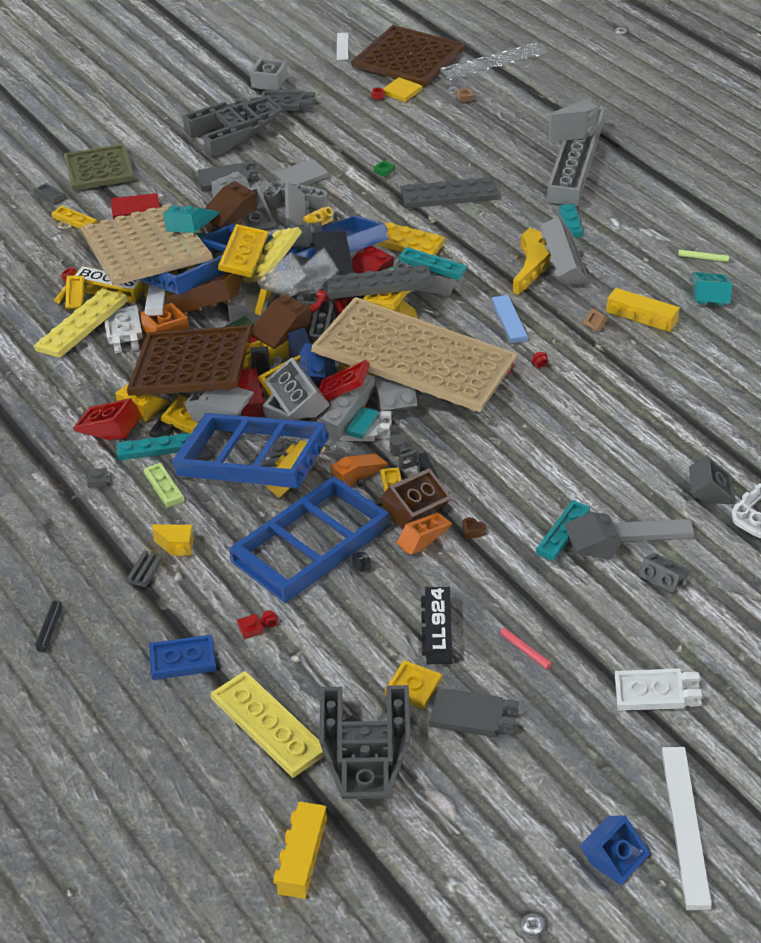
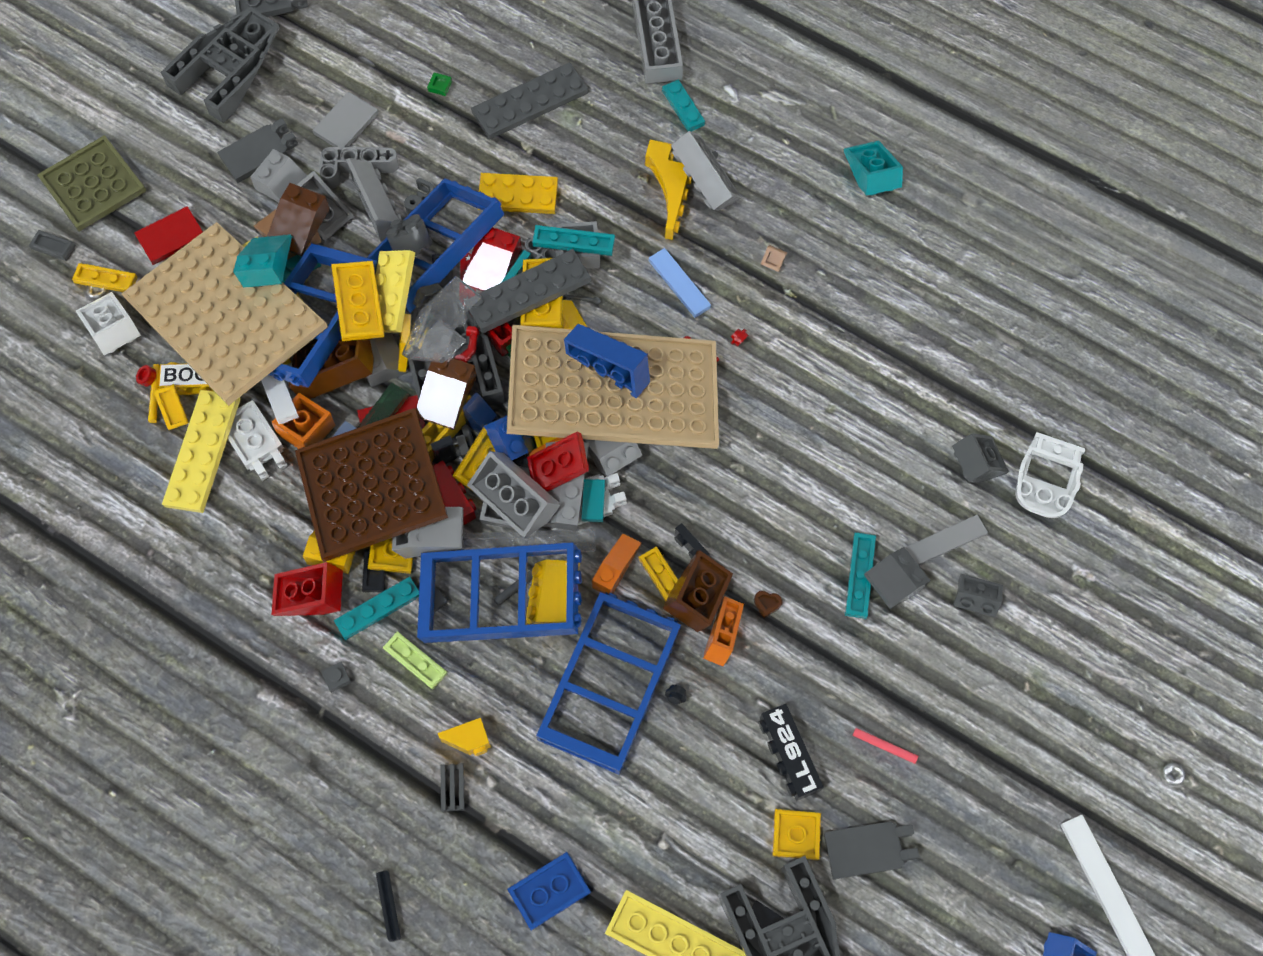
camera: 25 degrees left, 25 degrees up
(61, 241) = (108, 323): none -> white slope
(253, 626) = (601, 822): red plate -> none
(278, 450) = (511, 567): dark grey plate -> none
(321, 216) = (408, 201): yellow hips -> none
(337, 248) = (457, 258): black tile -> none
(360, 482) = (655, 599): black hinge -> none
(400, 449) = (645, 516): dark grey leg -> none
(421, 329) = (610, 358): none -> blue wedge
(642, 309) = (816, 226): yellow brick -> none
(657, 689) = (1027, 752): white tile -> none
(700, 255) = (845, 118): yellowish green bar -> none

